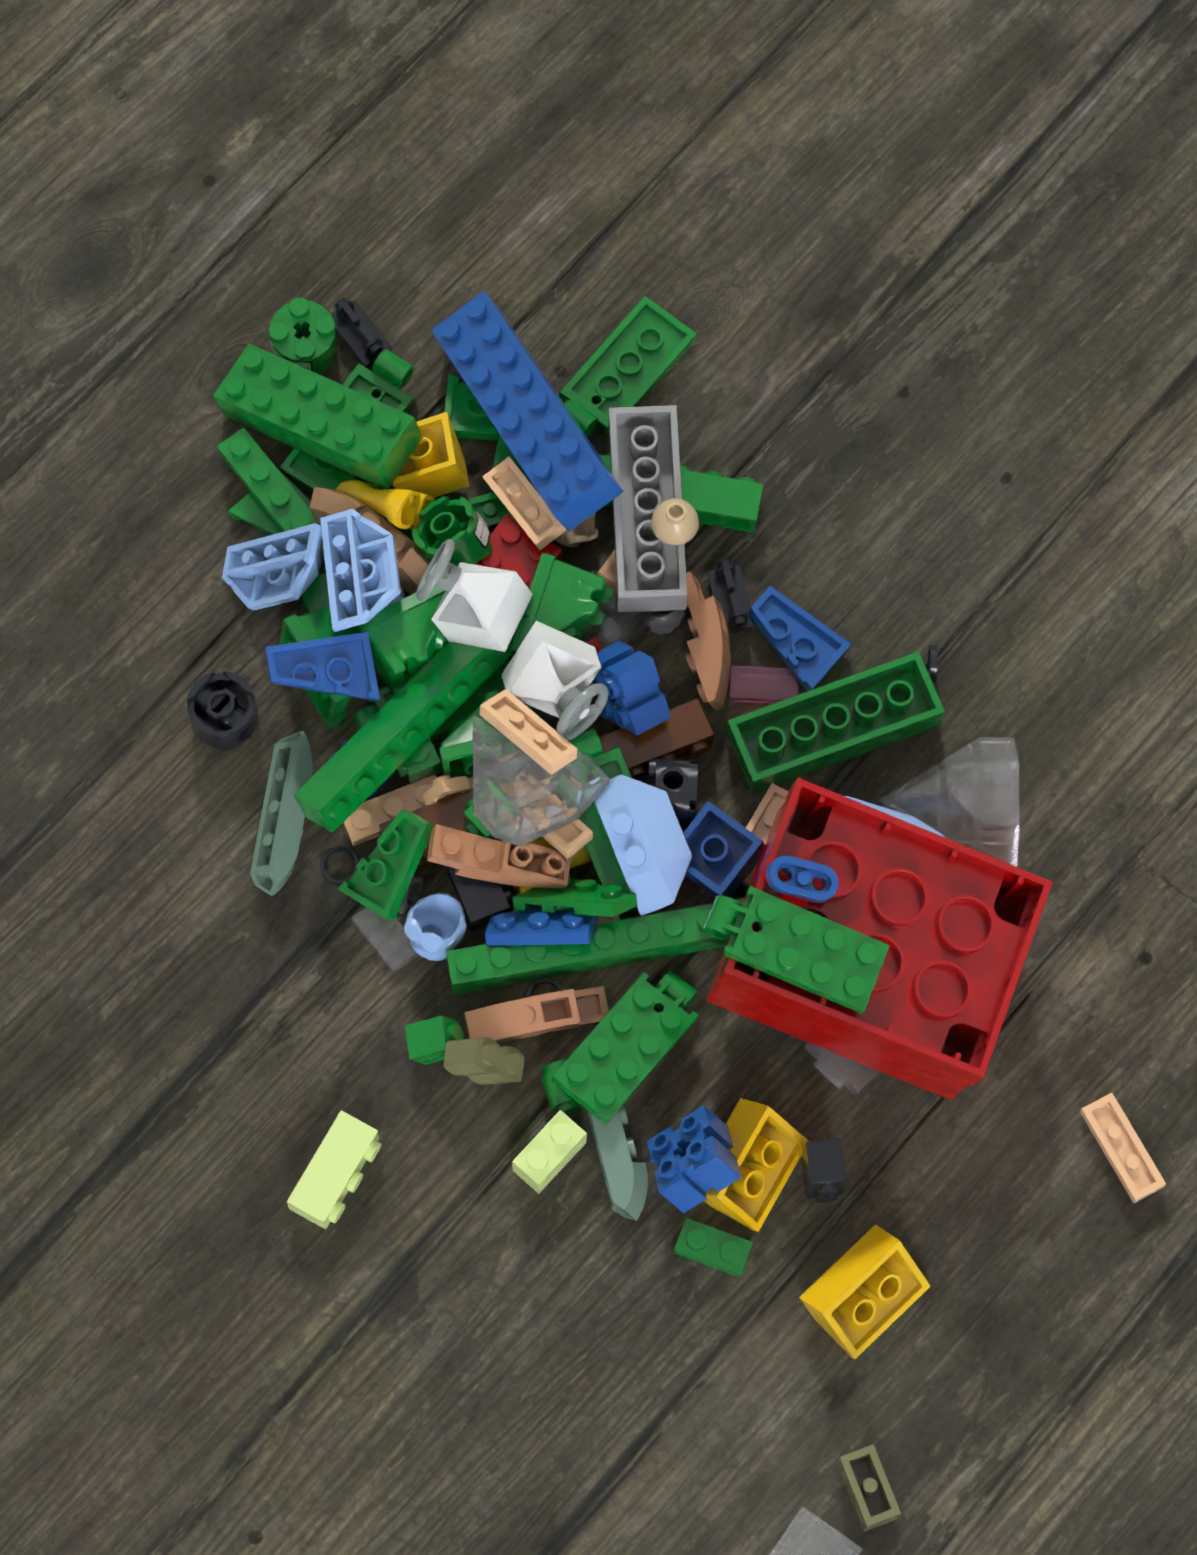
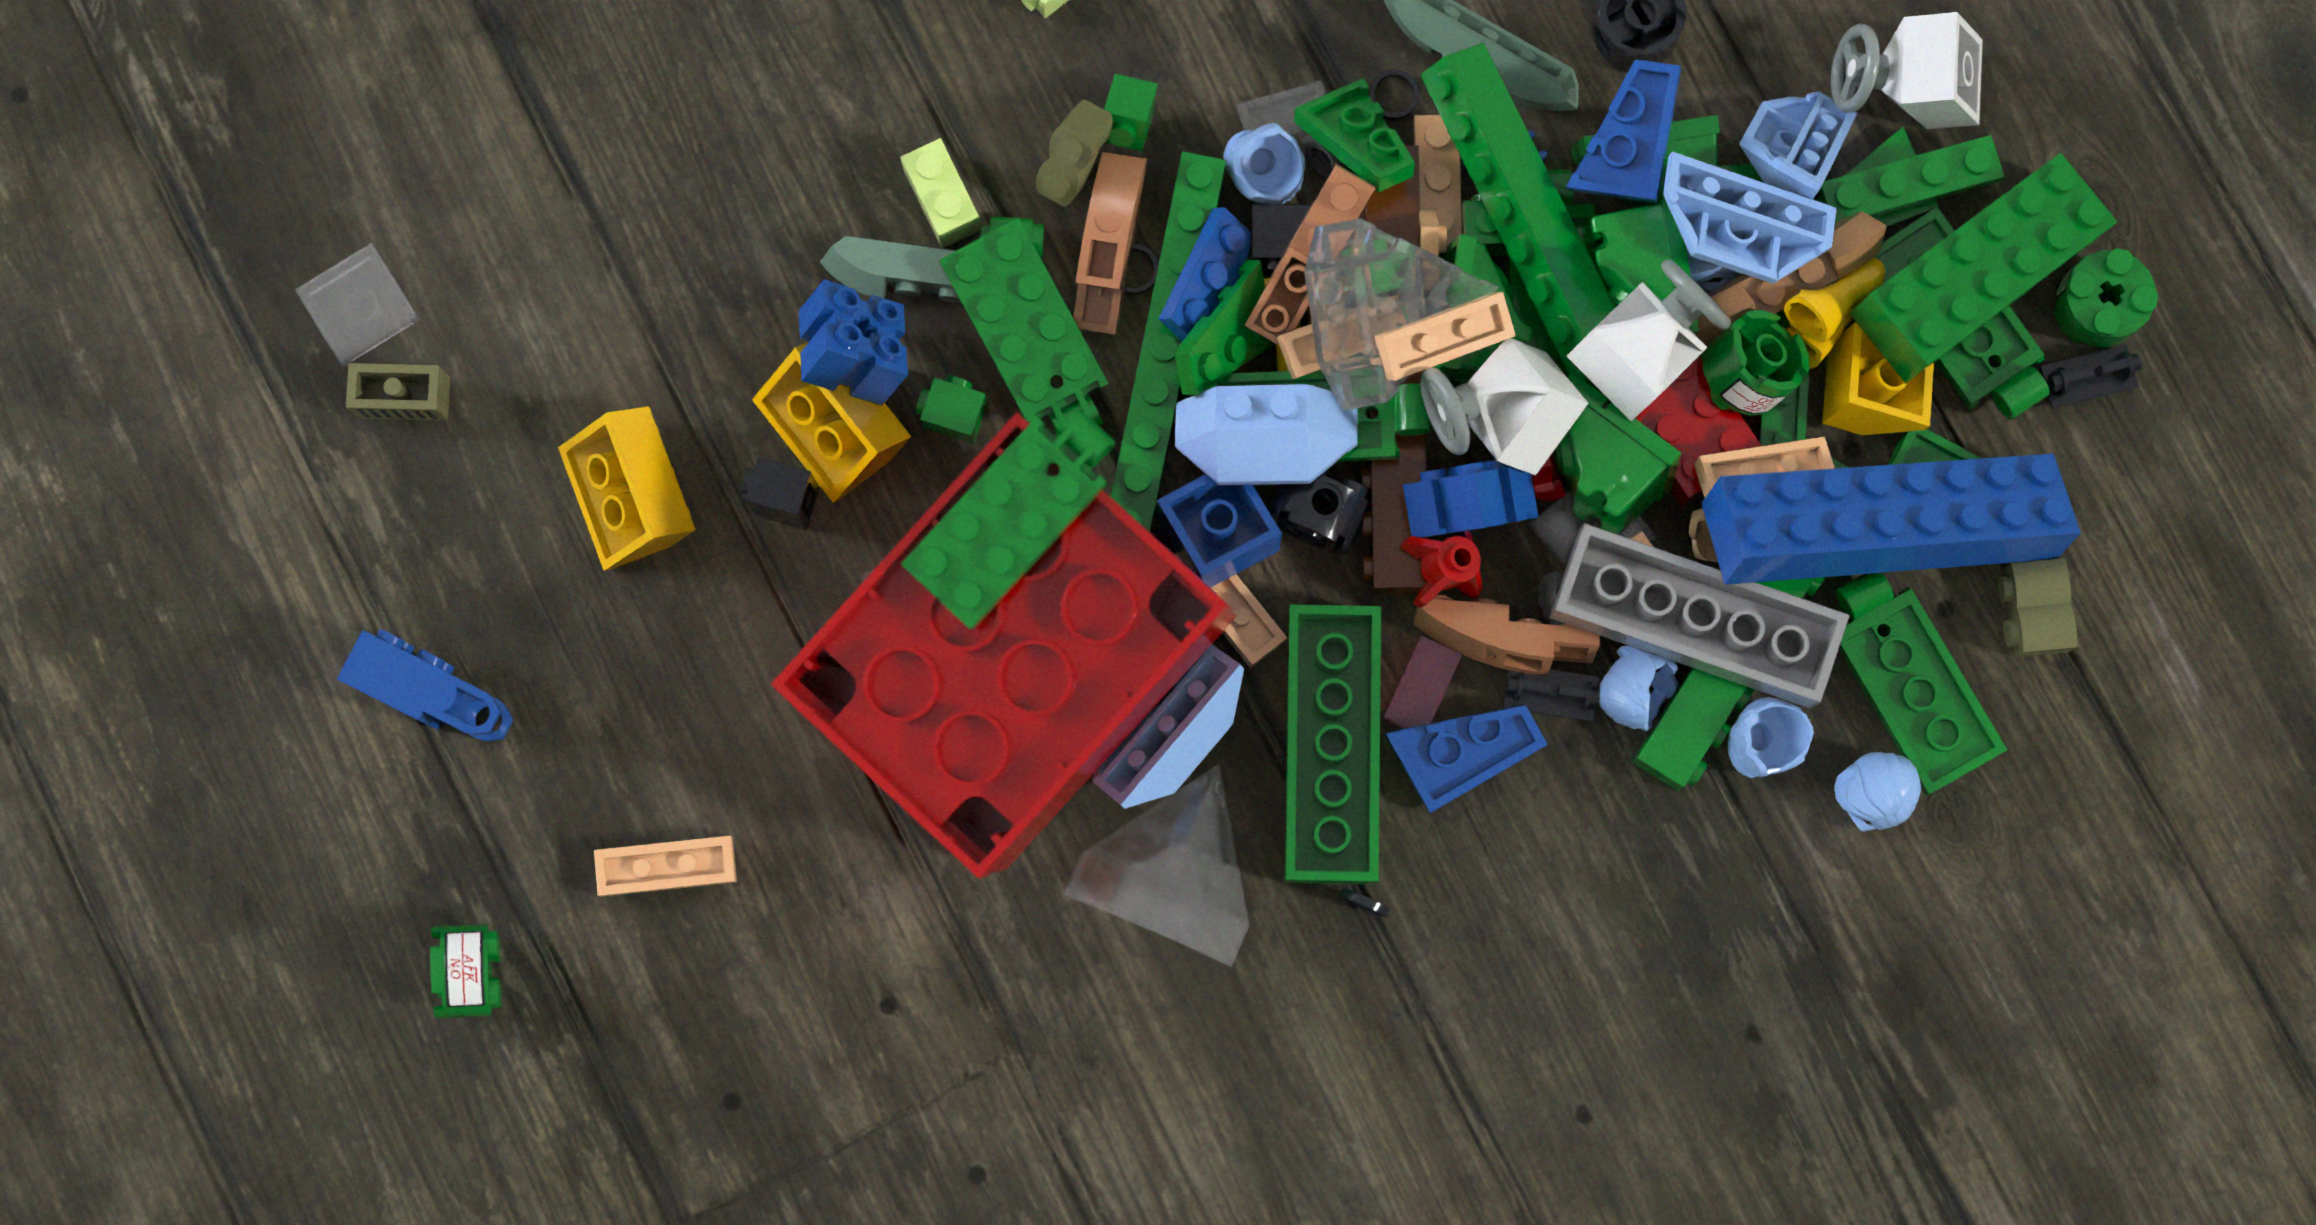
camera: 115 degrees right, 10 degrees up
(188, 505) = (1925, 70): none -> white piece
(539, 308) = (2038, 608): none -> olive brick
(675, 521) = (1658, 632): tan brick -> none
(682, 687) = (1446, 565): none -> red brick
(705, 443) = (1769, 738): none -> light blue hair
(705, 1079) = (952, 408): none -> green brick
(707, 365) = (1878, 790): none -> light blue hair
(712, 543) = (1626, 687): none -> light blue hair
(713, 1247) = (754, 340): green plate -> none
(800, 878) = (1092, 550): blue plate -> none
(1079, 1369) = (421, 686): none -> blue brick

